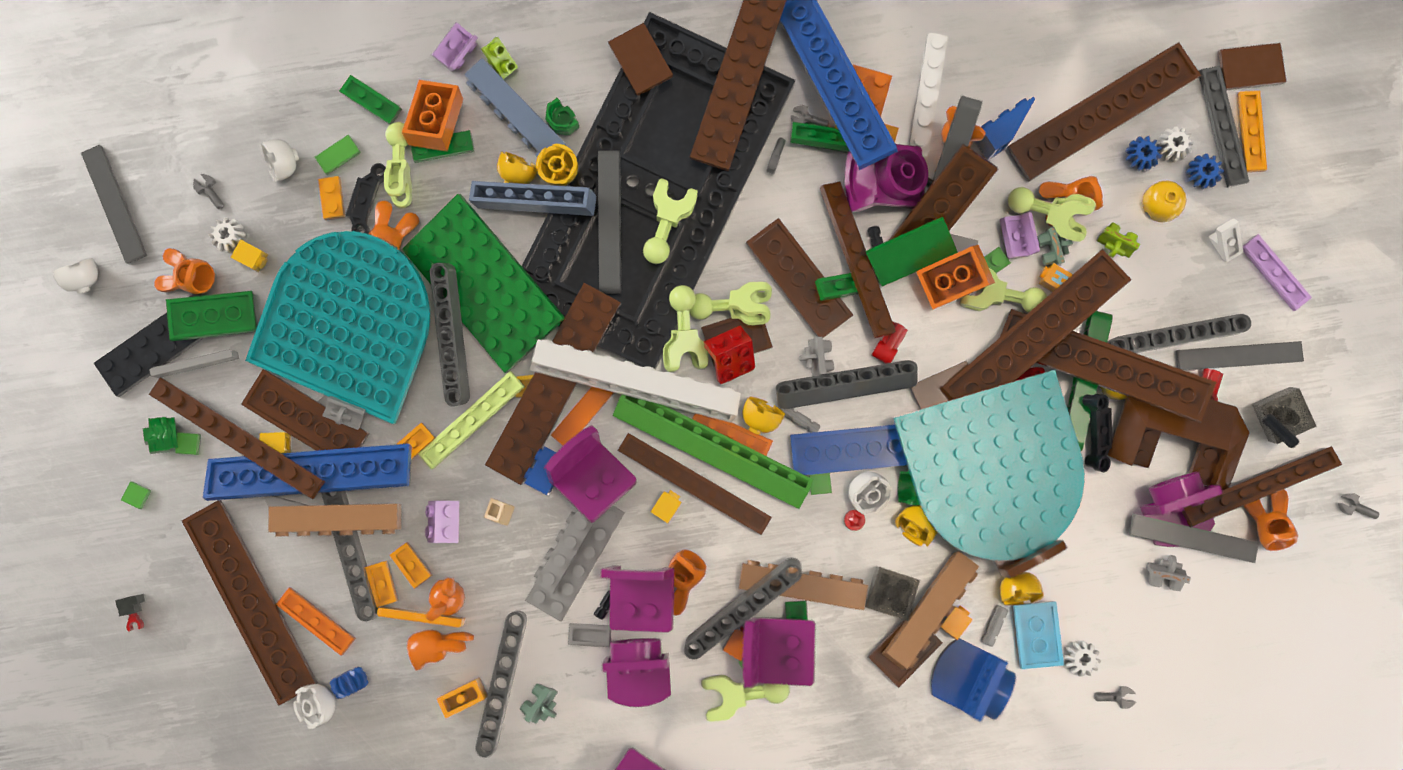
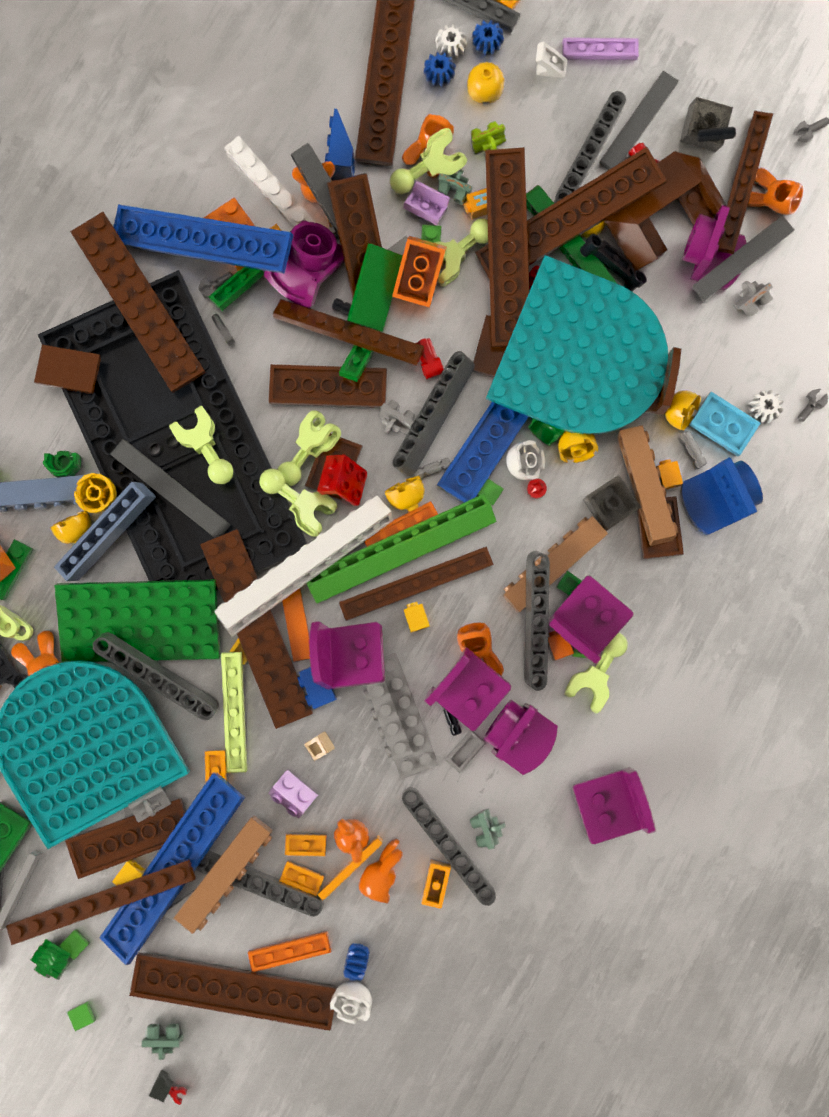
camera: 50 degrees left, 0 degrees up
(164, 577) = (162, 1043): none -> sand green hips

